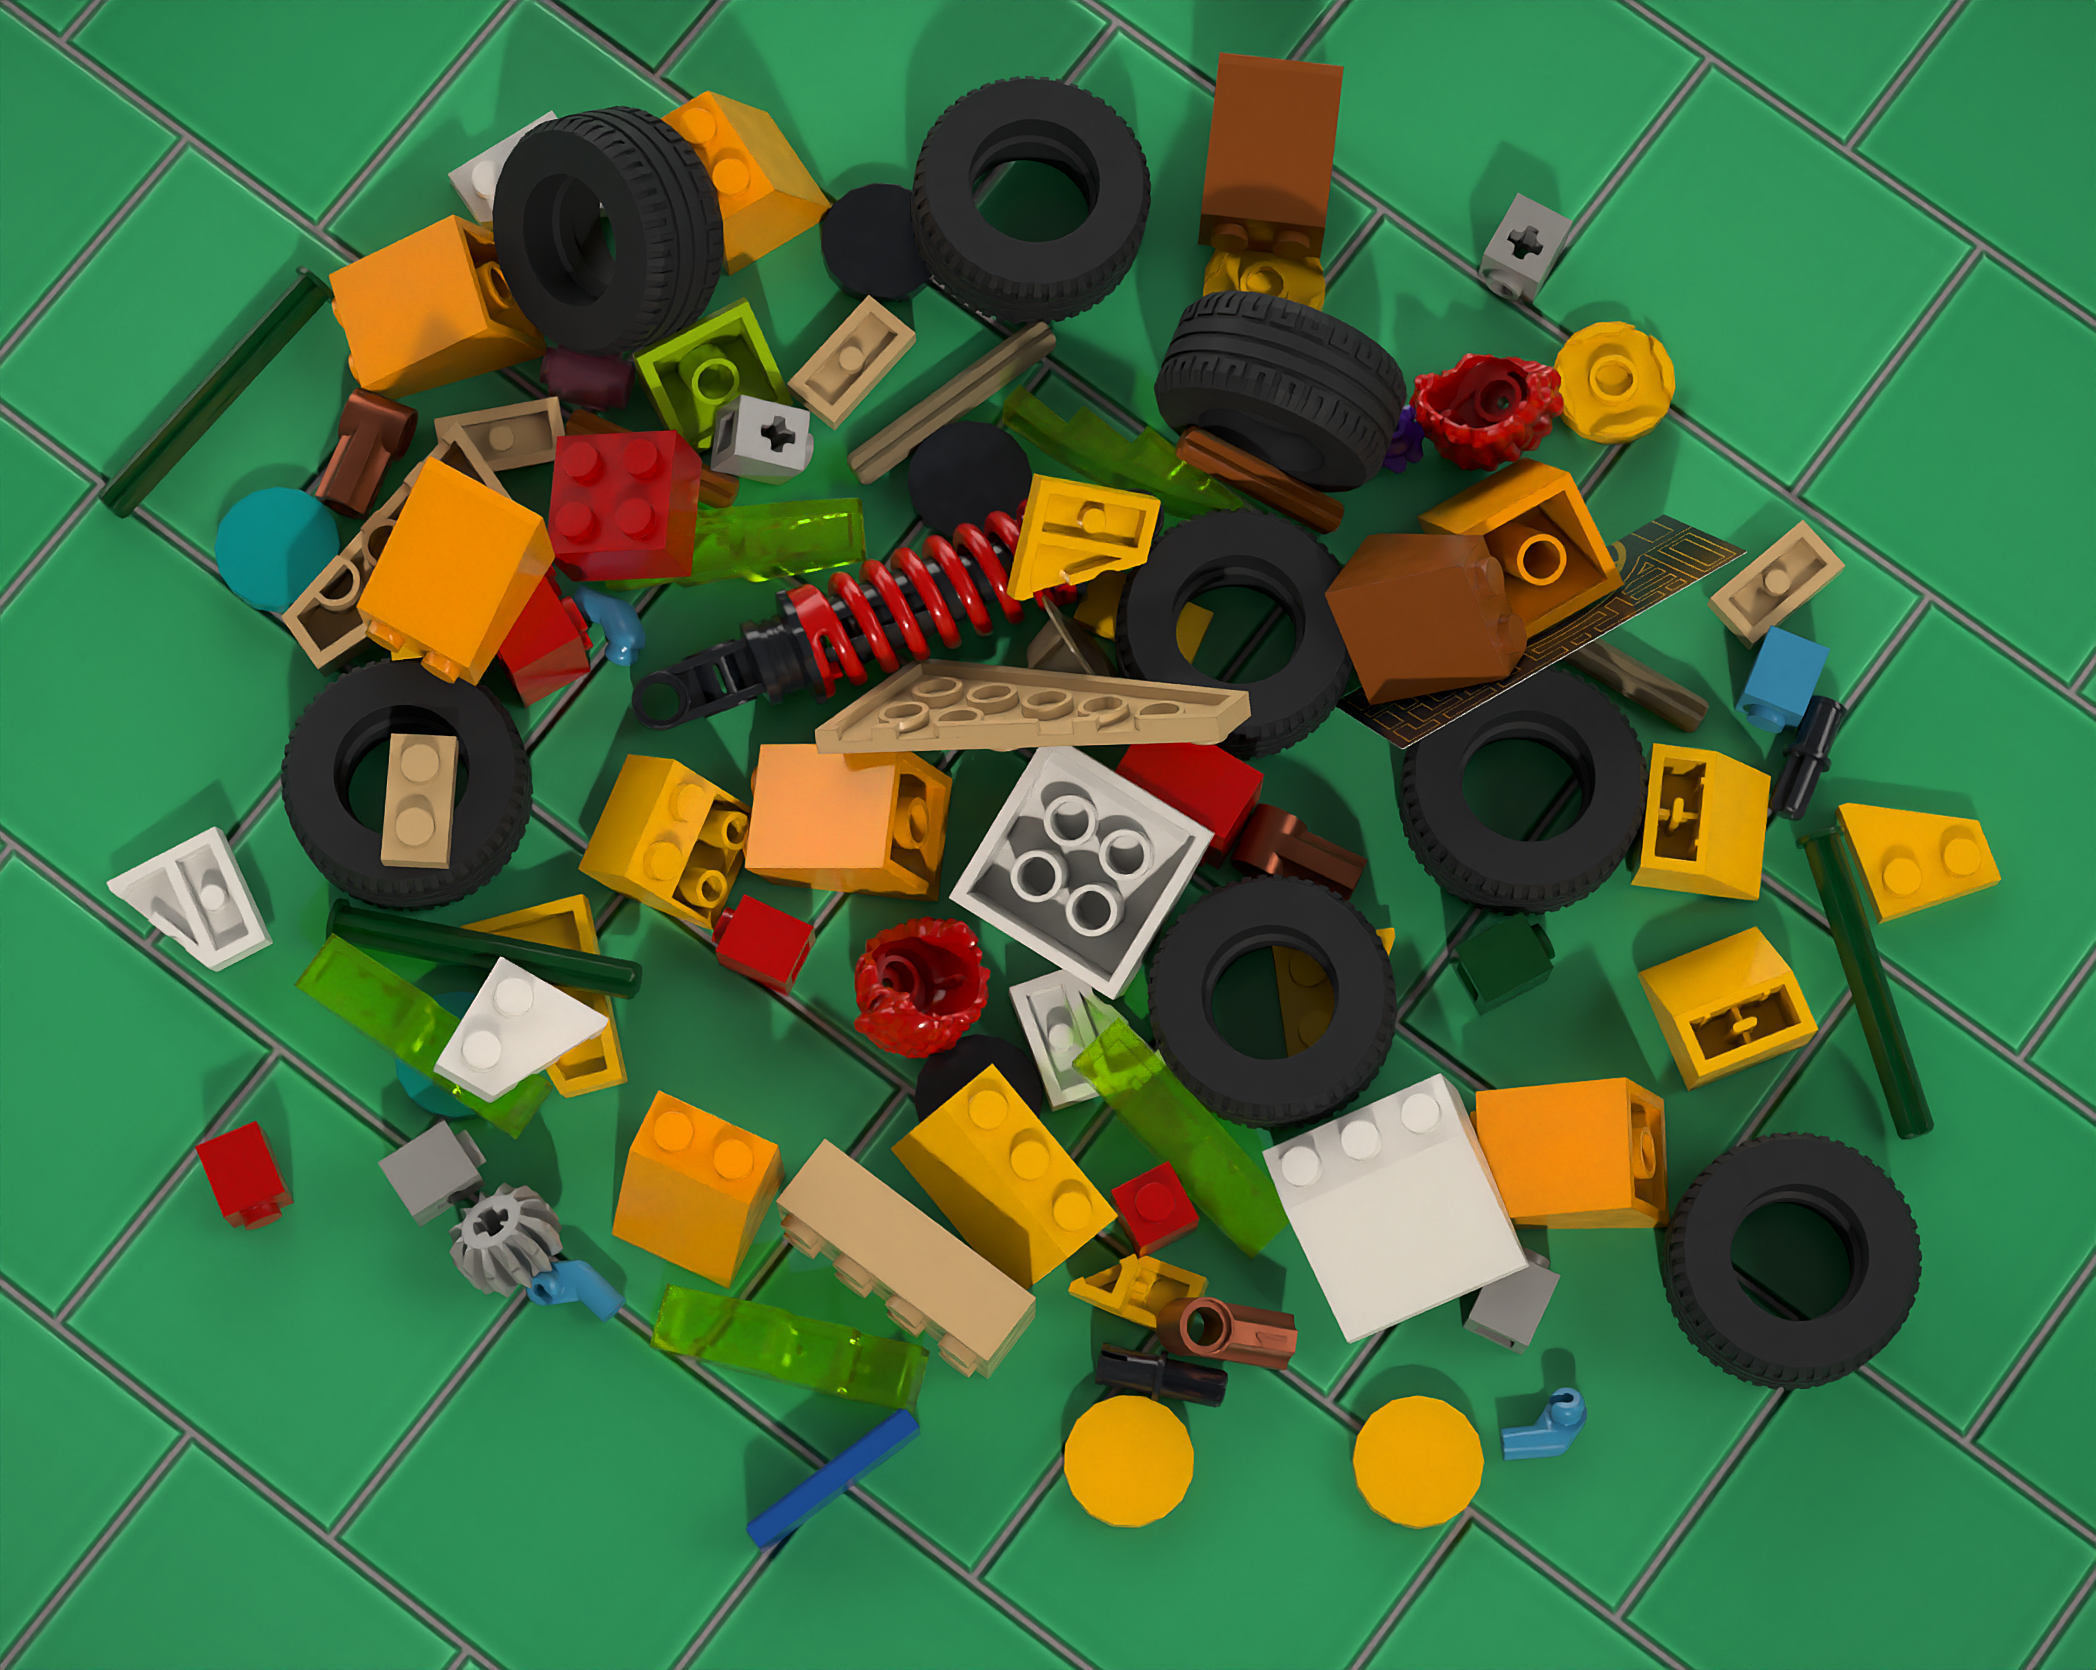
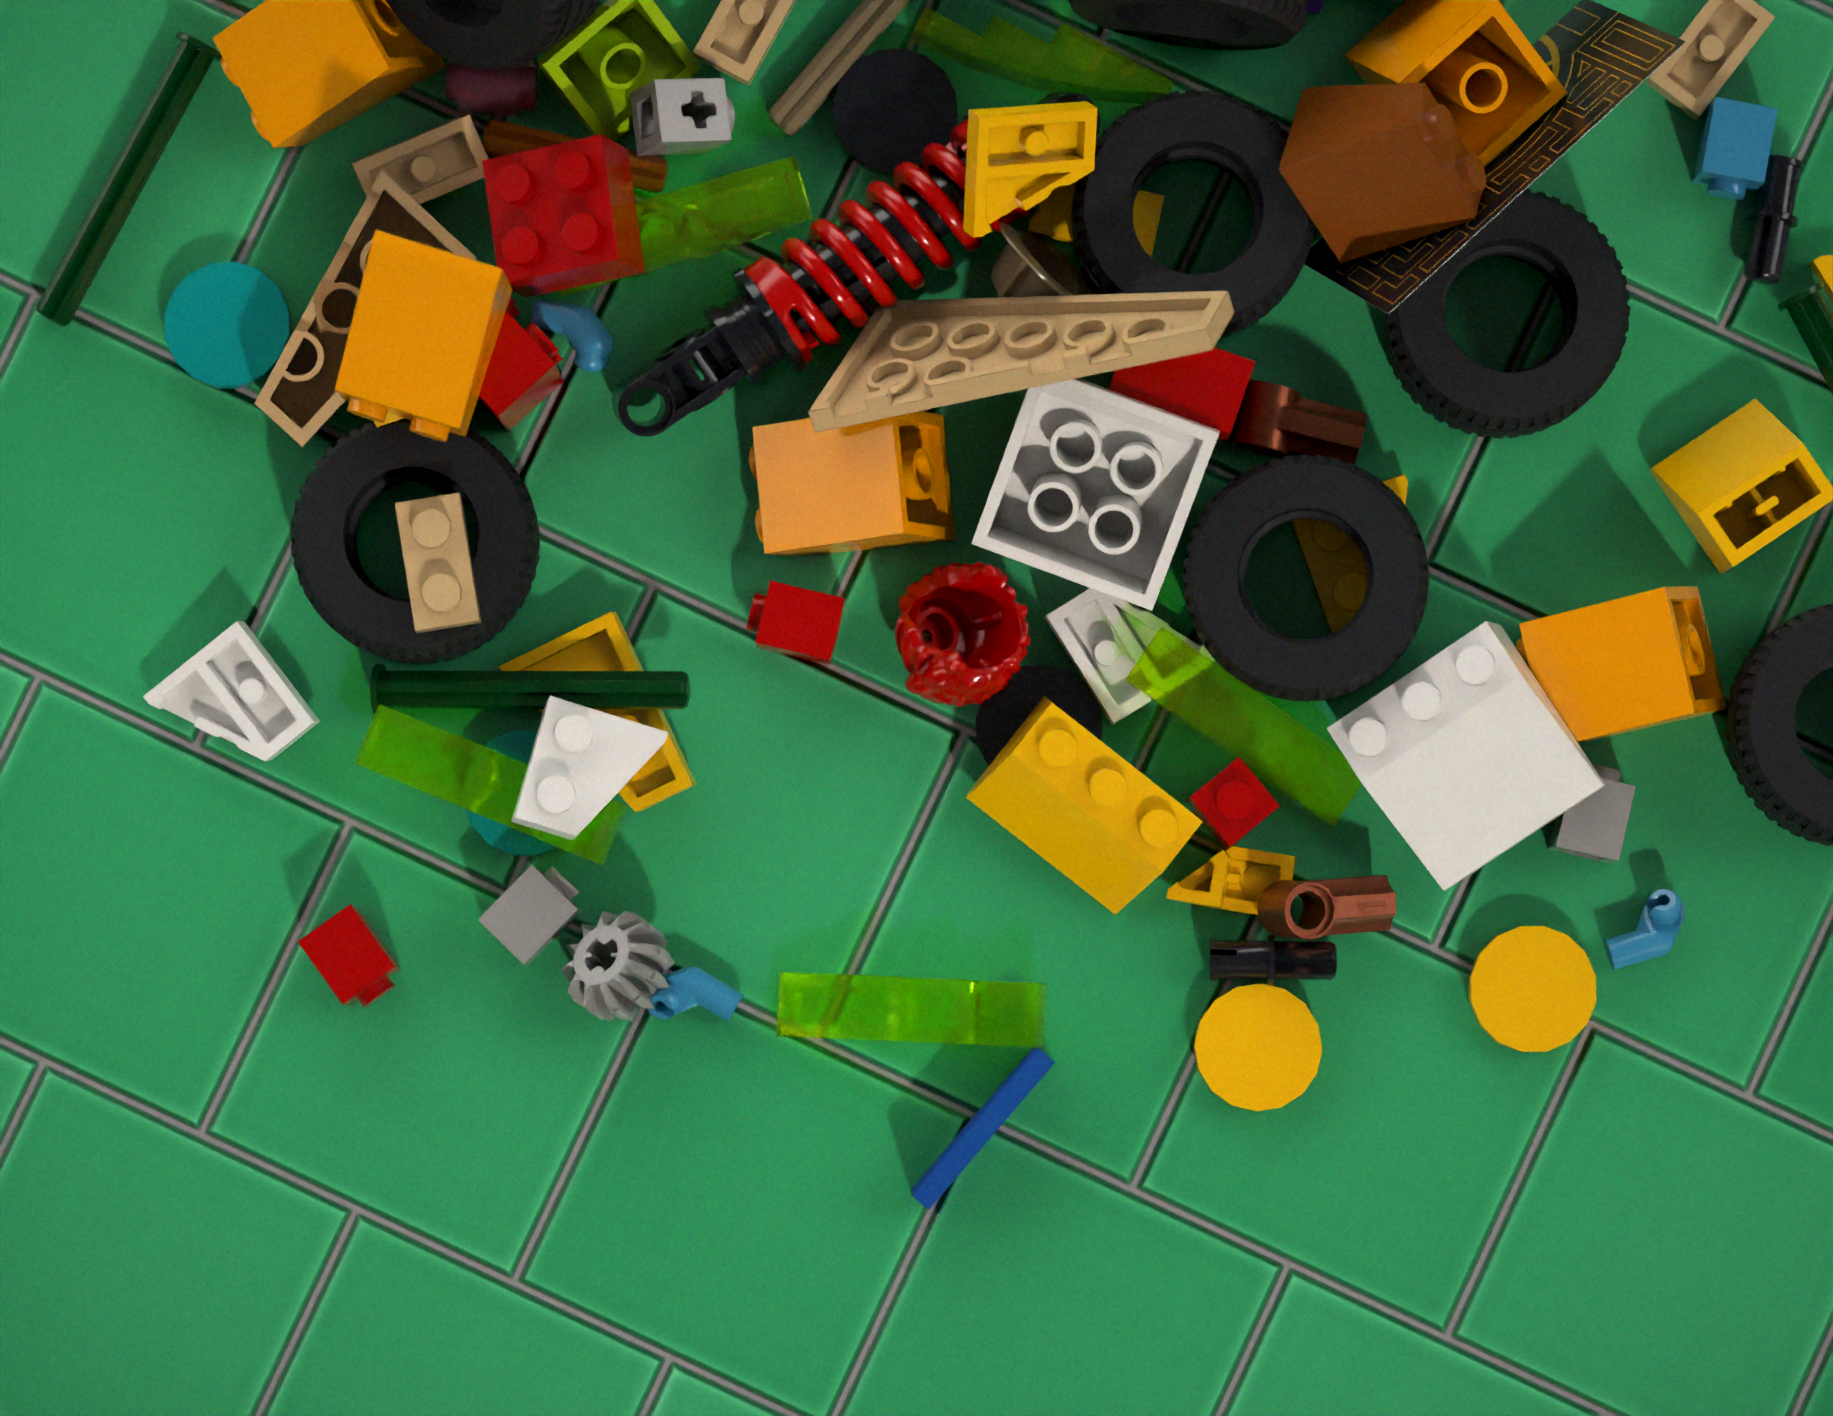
camera: 15 degrees left, 10 degrees up
(371, 437) = (293, 192): copper piece -> none
(669, 840) = (682, 538): yellow slope -> none
(696, 1189) = (789, 882): light orange slope -> none
(906, 1260) = (1007, 905): tan brick -> none
(1259, 480) = (1183, 53): dark orange axle -> none
(1503, 962) = (1518, 487): dark green brick -> none
(1640, 684) = (1608, 182): dark tan axle -> none
(1701, 824) = (1685, 309): yellow slope -> none

